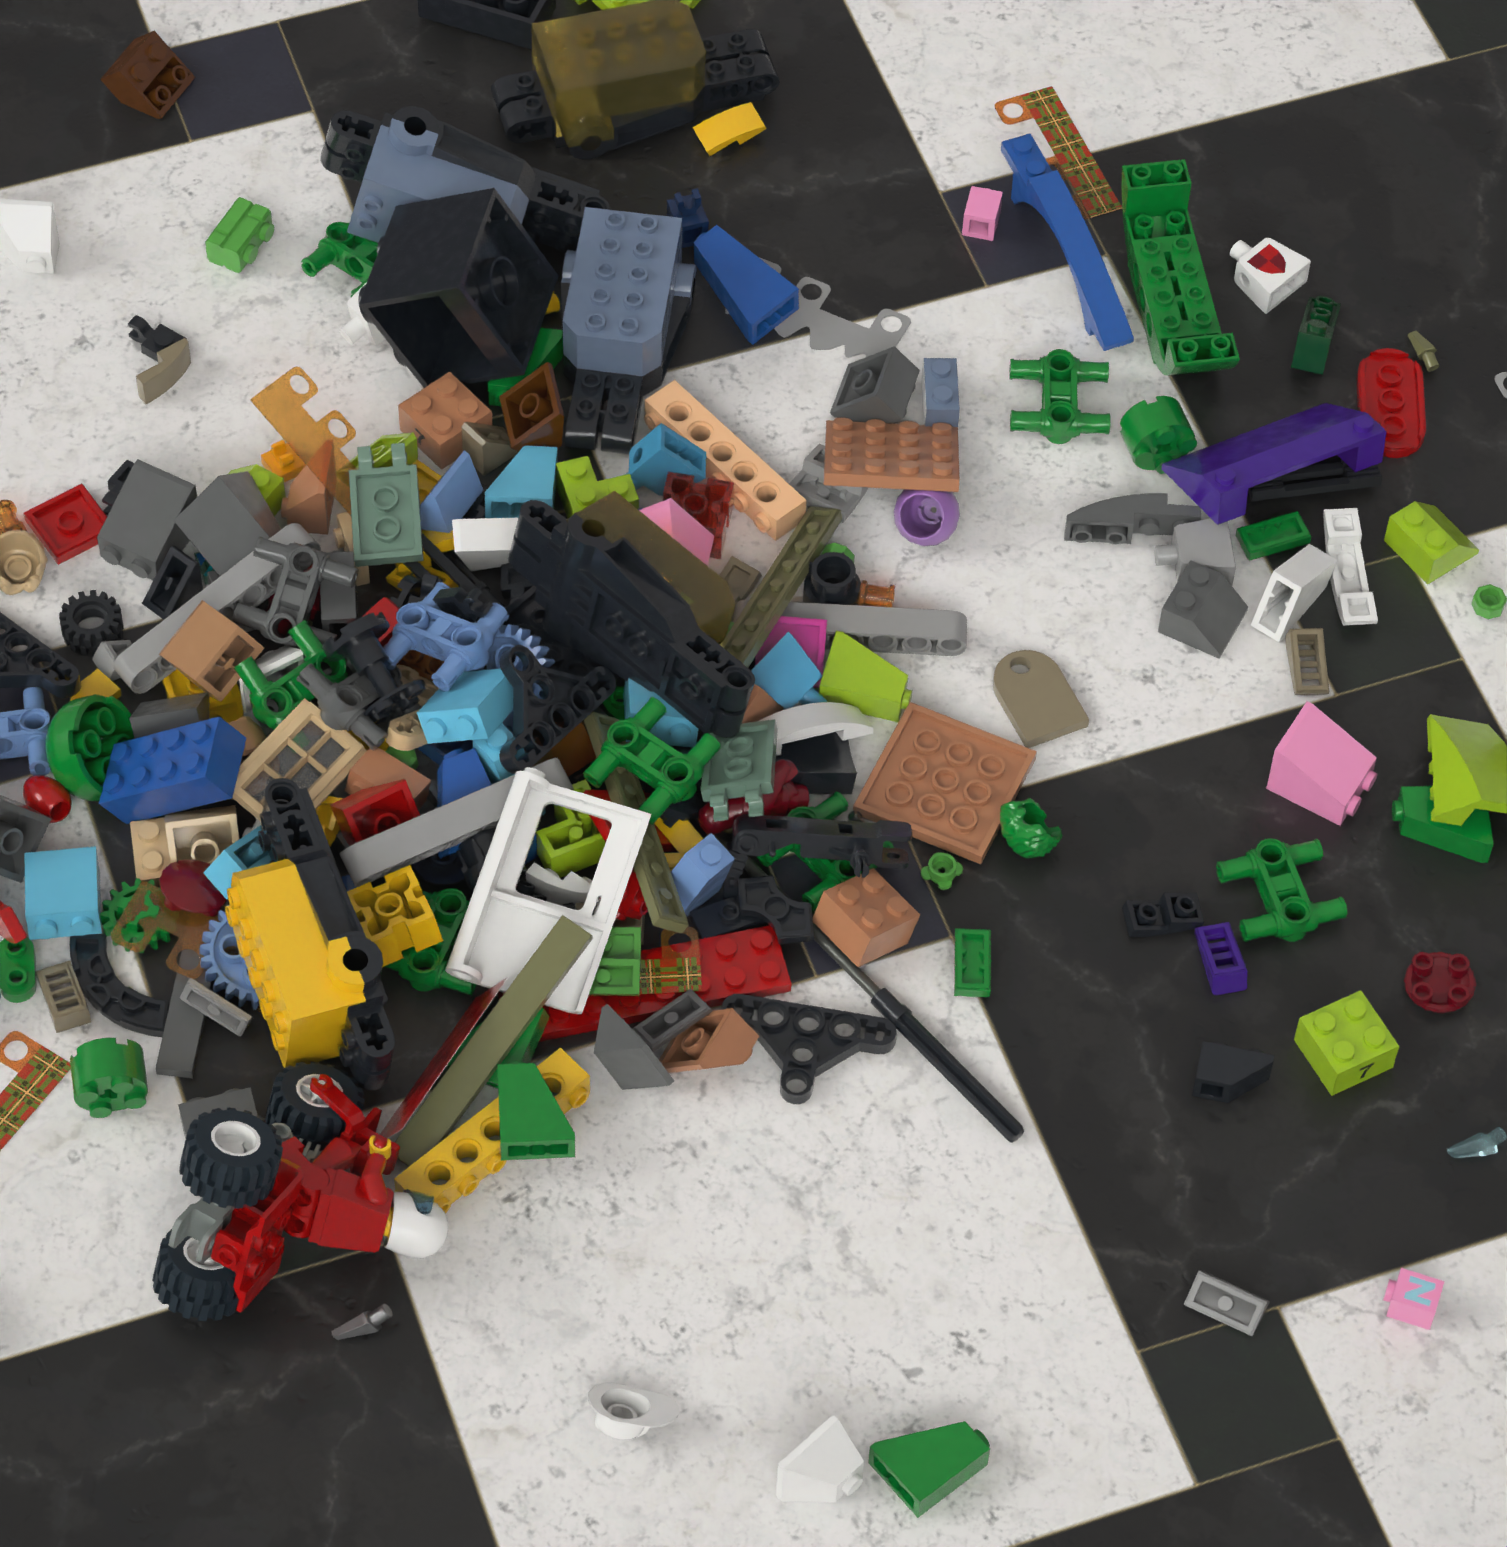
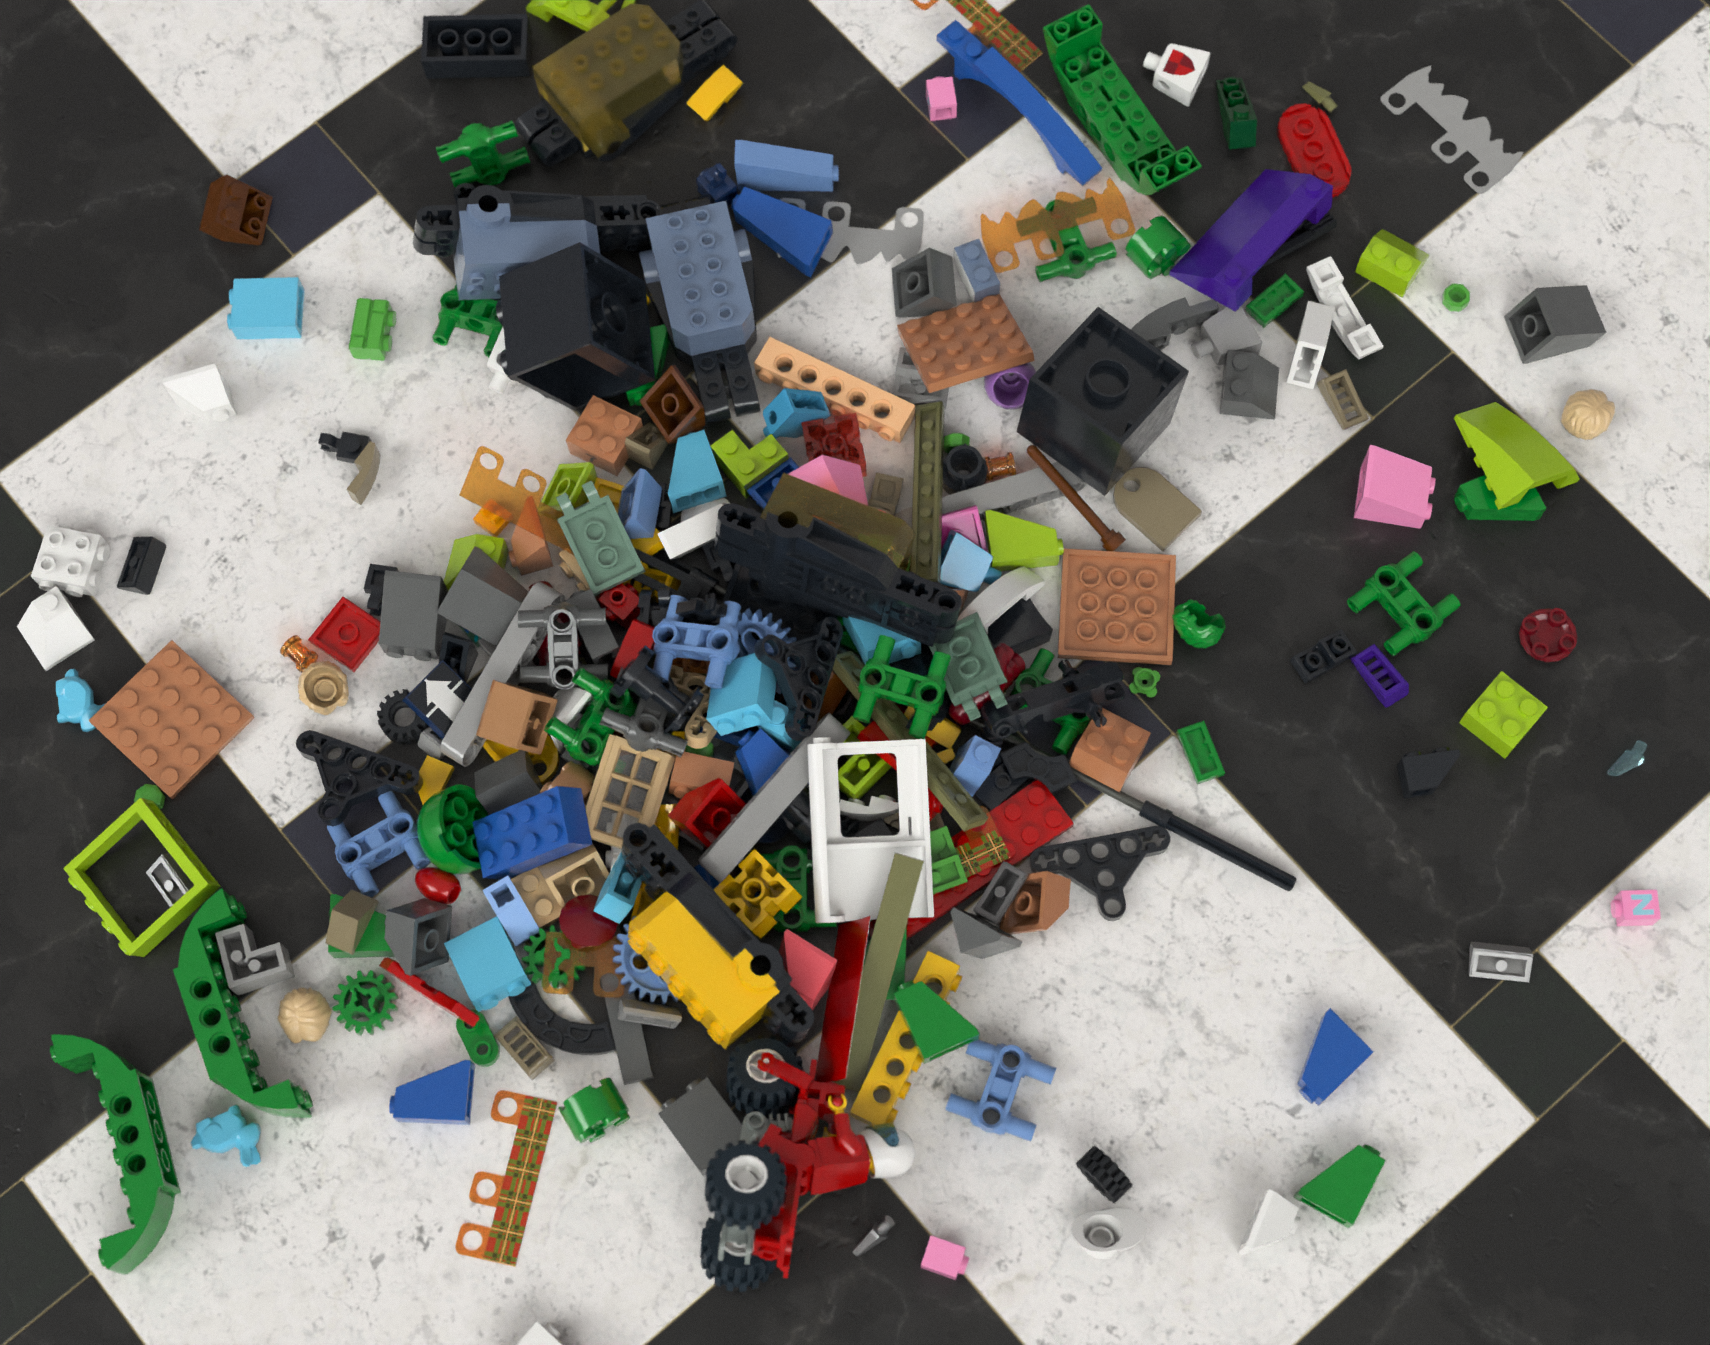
camera: 15 degrees left, 15 degrees up
(114, 848) = (511, 911): none -> light blue slope
(134, 609) = (439, 698): none -> tile
(136, 178) = (266, 308): none -> medium azure brick
(378, 582) = (621, 604): none -> red brick
(415, 1018) = (808, 967): none -> coral slope
(431, 1372) = (944, 1258): none -> bright pink brick
(440, 88) = (479, 146): none -> green piece
(578, 1223) = (1001, 1089): none -> medium blue piece
(654, 1347) = (1104, 1174): none -> black tyre
(769, 222) = (783, 168): none -> medium blue slope
(968, 709) = (1110, 539): none -> reddish brown piece
(977, 1328) = (1331, 1058): none -> blue slope
(1012, 551) = (1101, 400): none -> black piece
(1032, 366) = (1039, 224): none -> clear orange piece

